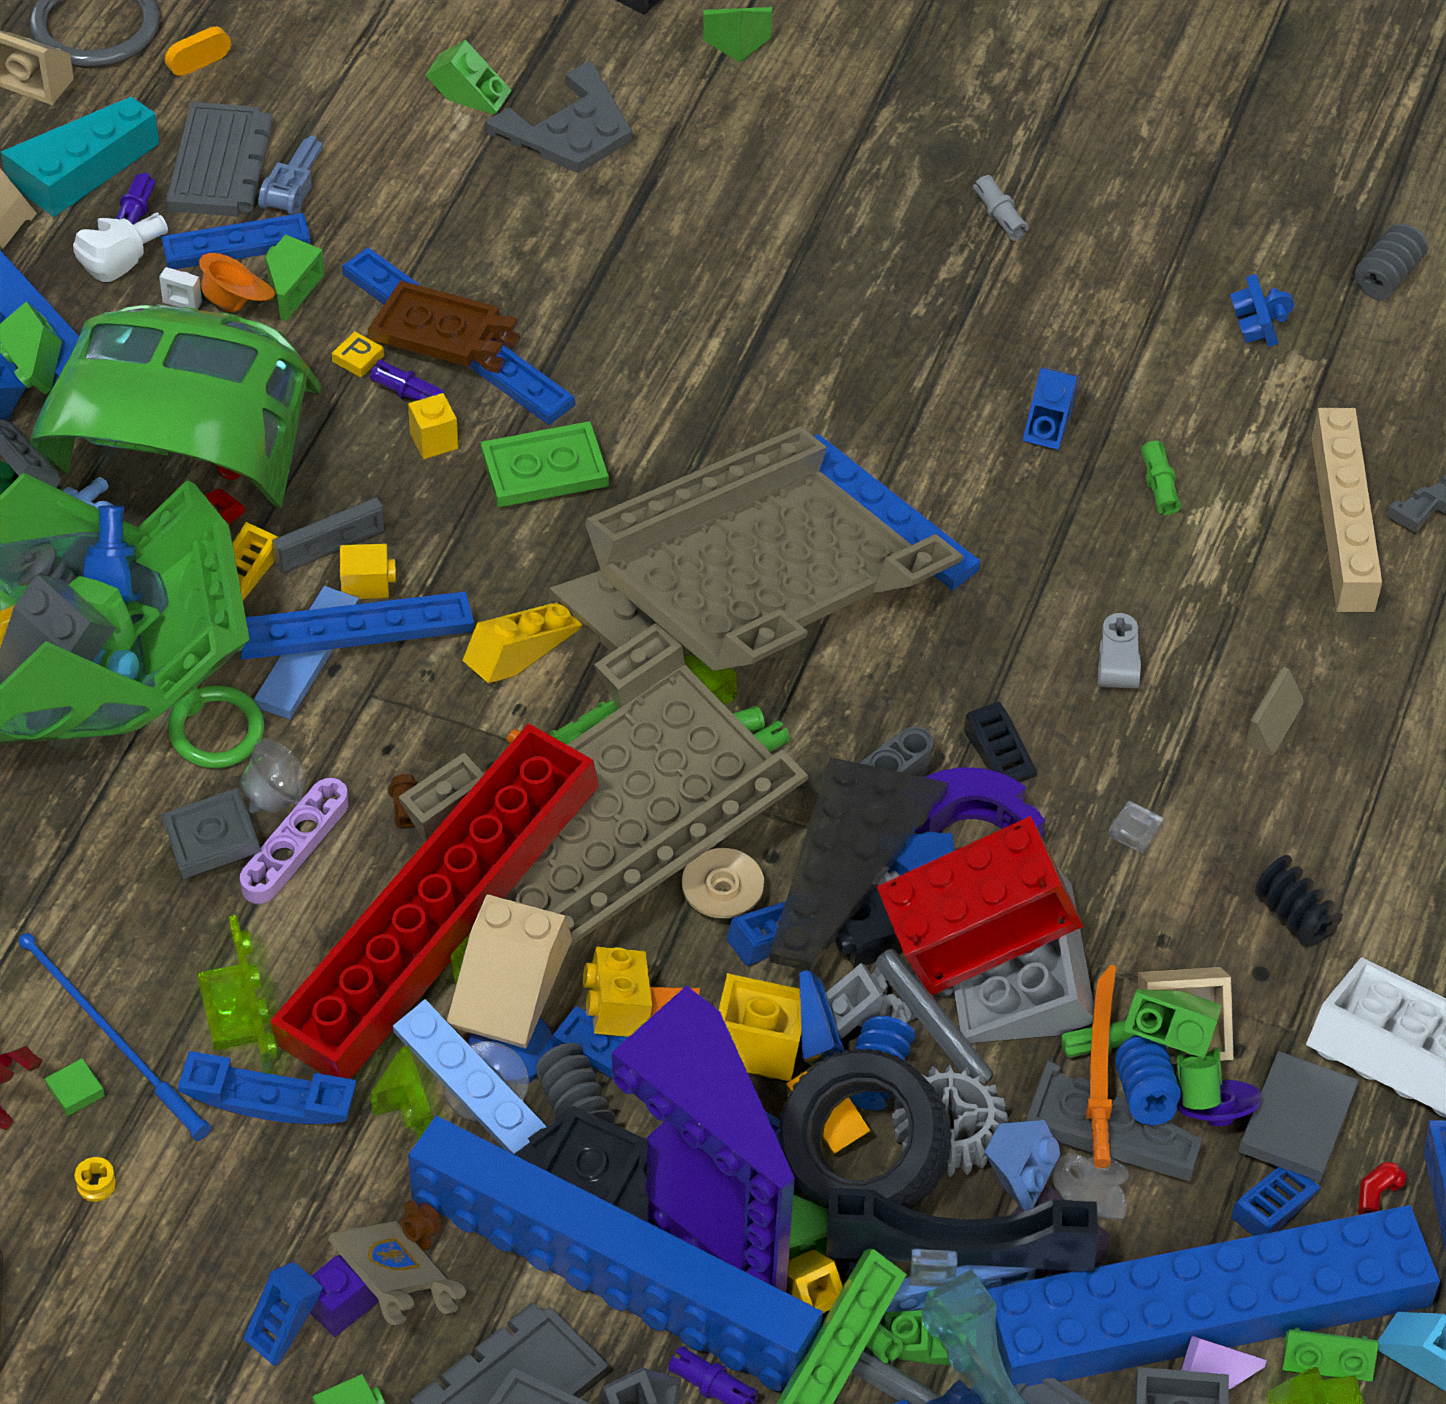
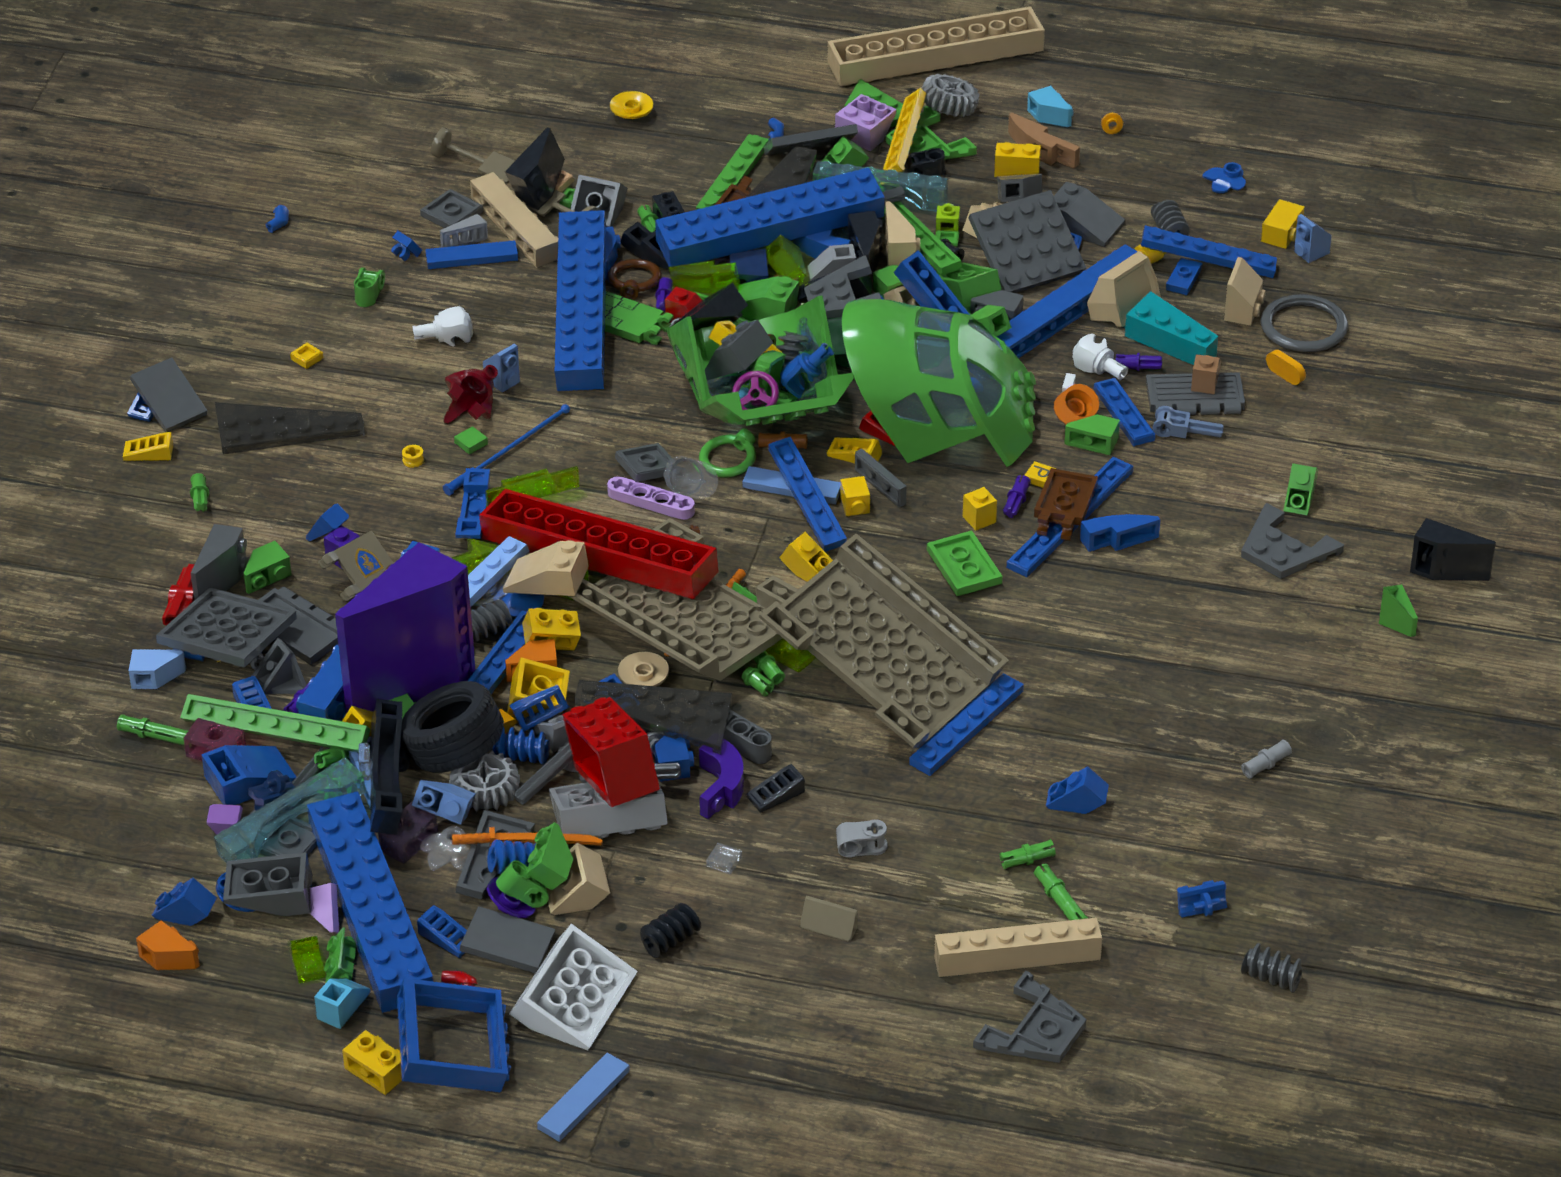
camera: 85 degrees right, 10 degrees down
(138, 644) = (763, 398): none -> magenta piece
(197, 126) = (1205, 374): none -> medium nougat slope
(516, 281) = (1119, 531): none -> blue slope
(1230, 456) = (1055, 889): none -> bright green pin

